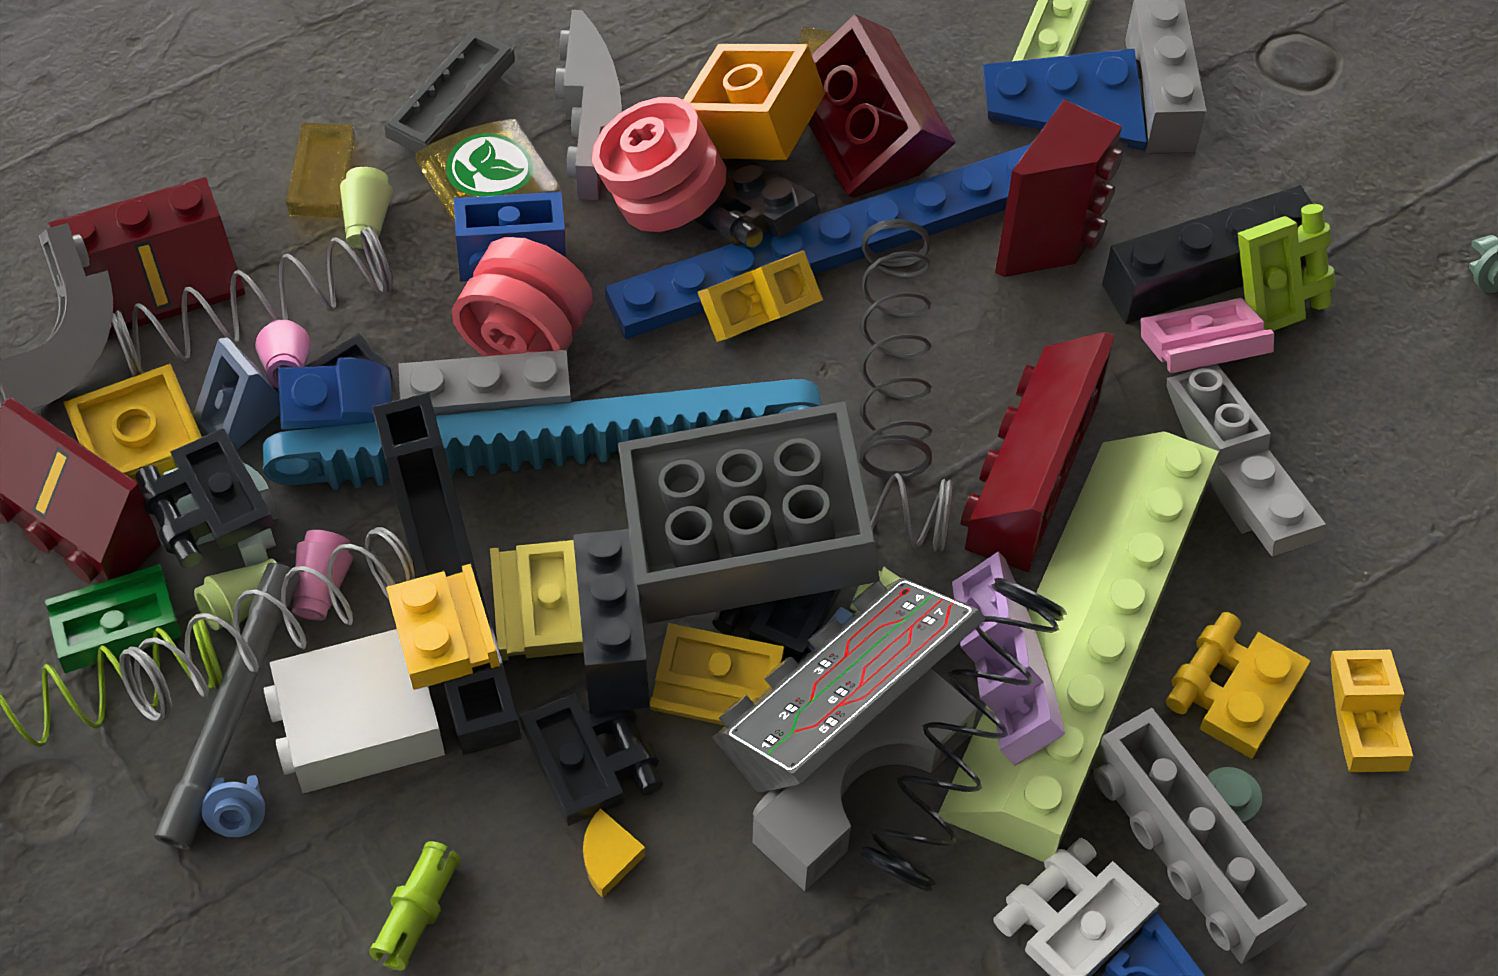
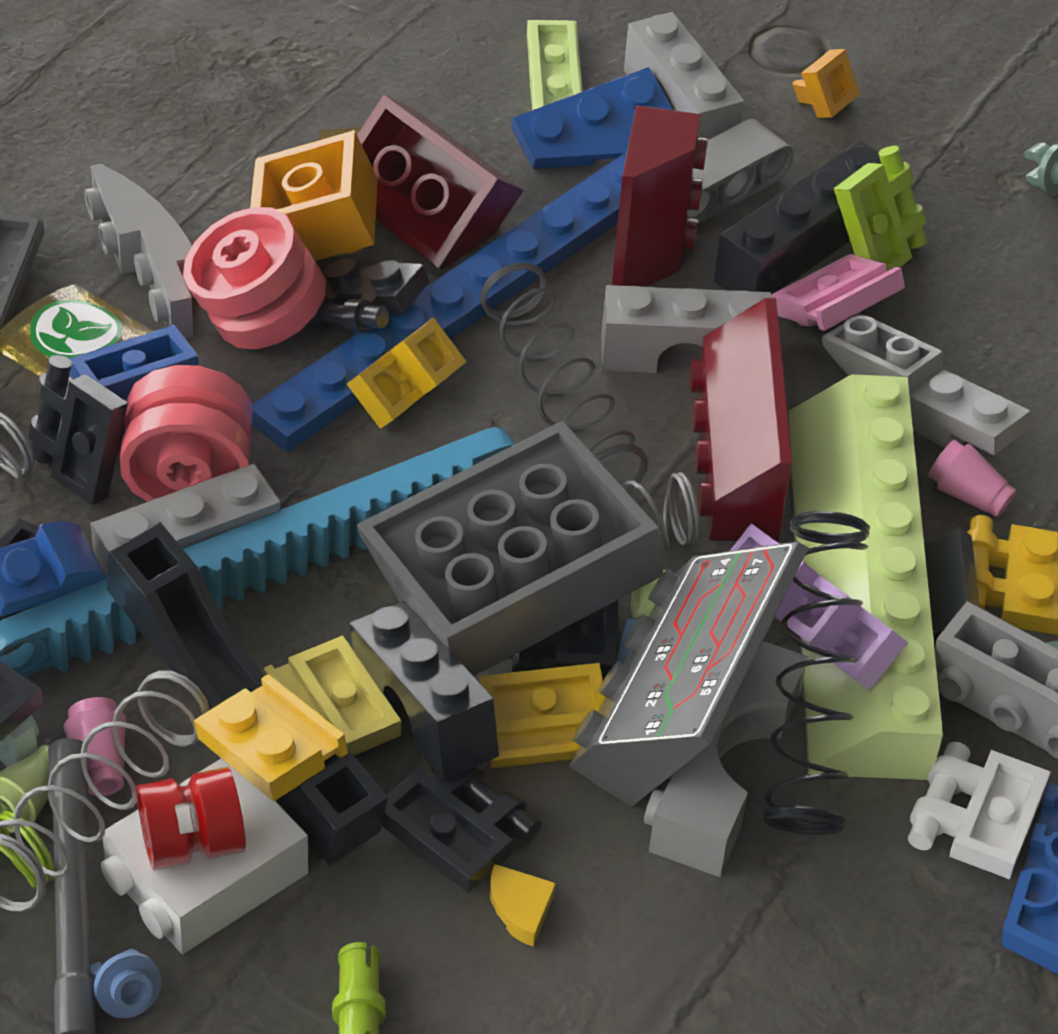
camera: 25 degrees left, 10 degrees down
(353, 686) = (213, 813): none -> red wheel
(434, 266) = (85, 437): none -> black plate
(1006, 313) = (650, 319): none -> light grey arch
(1159, 673) = (950, 577): none -> black tile
(1171, 175) = (739, 166): none -> light grey beam
(1242, 571) = (971, 478): none -> bright pink cone
(1312, 111) = (828, 84): none -> light orange tile

